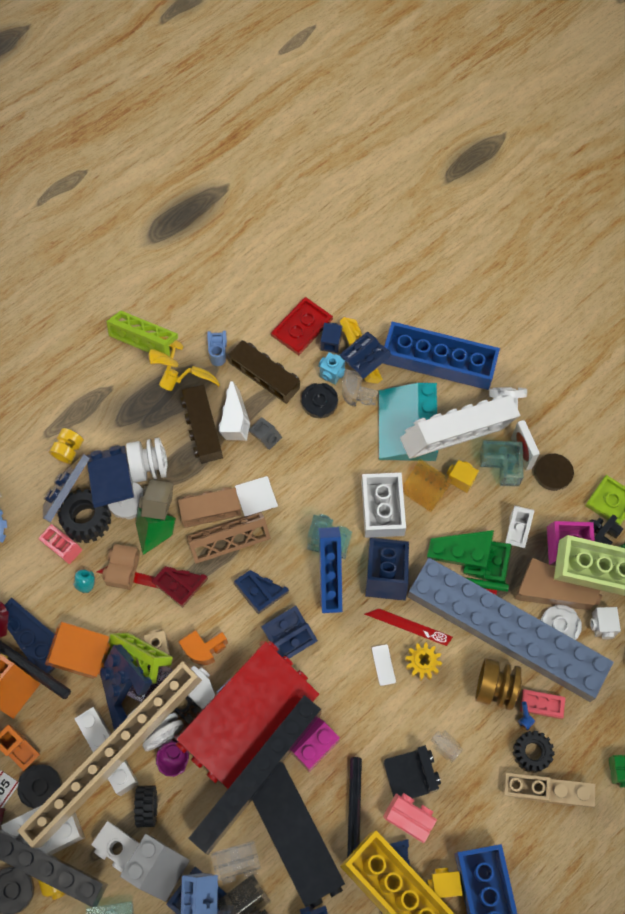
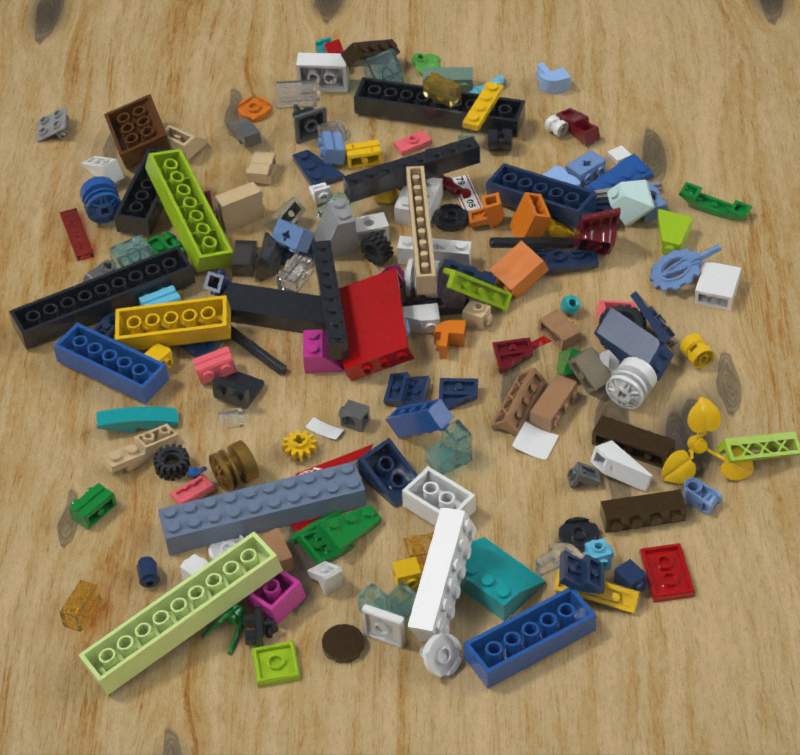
camera: 135 degrees right, 20 degrees down
(355, 647) = (354, 415): none -> dark grey brick
(523, 829) = (131, 418): none -> teal slope

